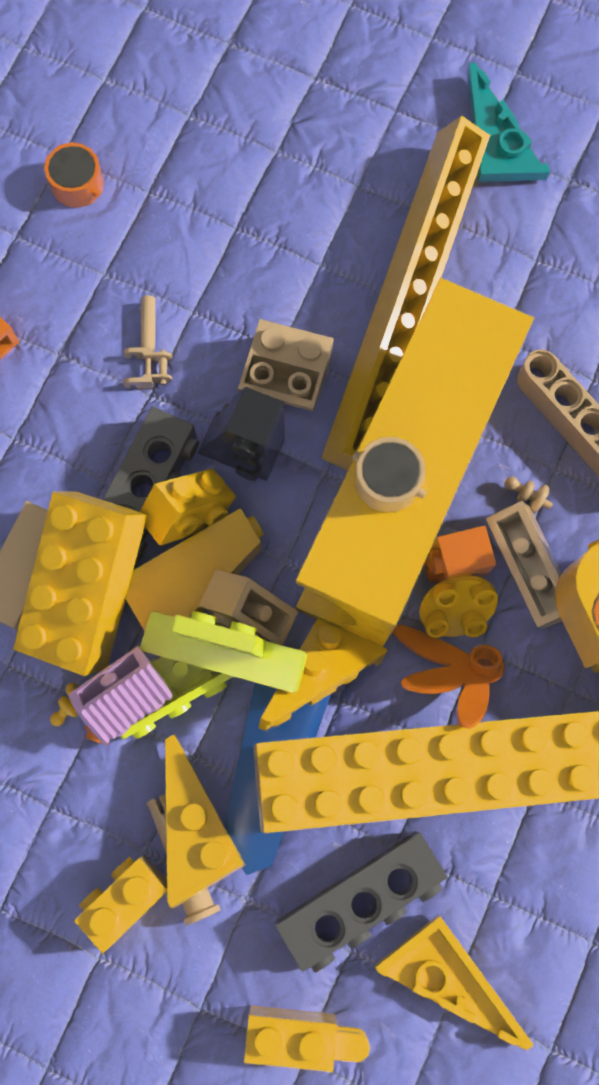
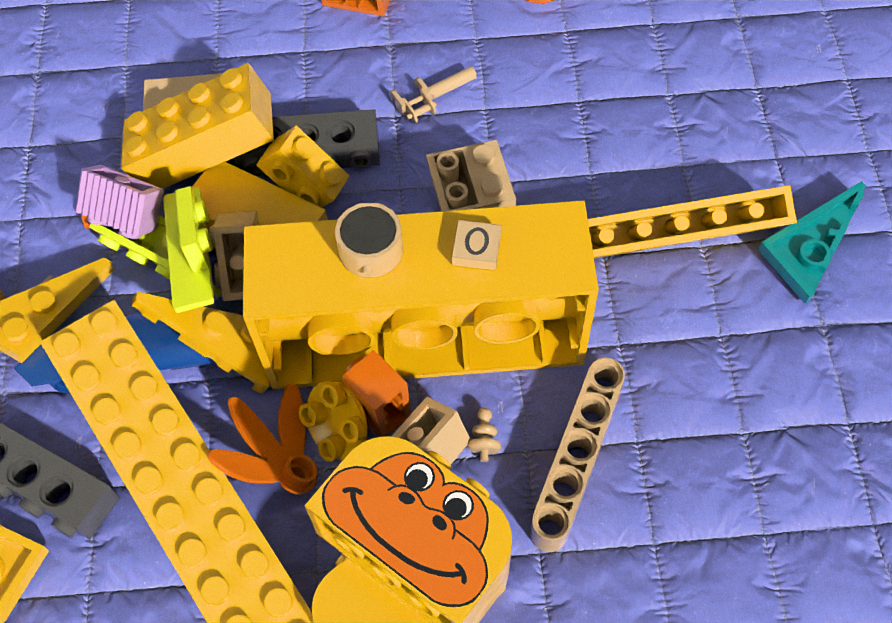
camera: 65 degrees right, 15 degrees down
(247, 434) = (385, 171): black wedge -> none
(441, 388) = (476, 245): none -> tan tile

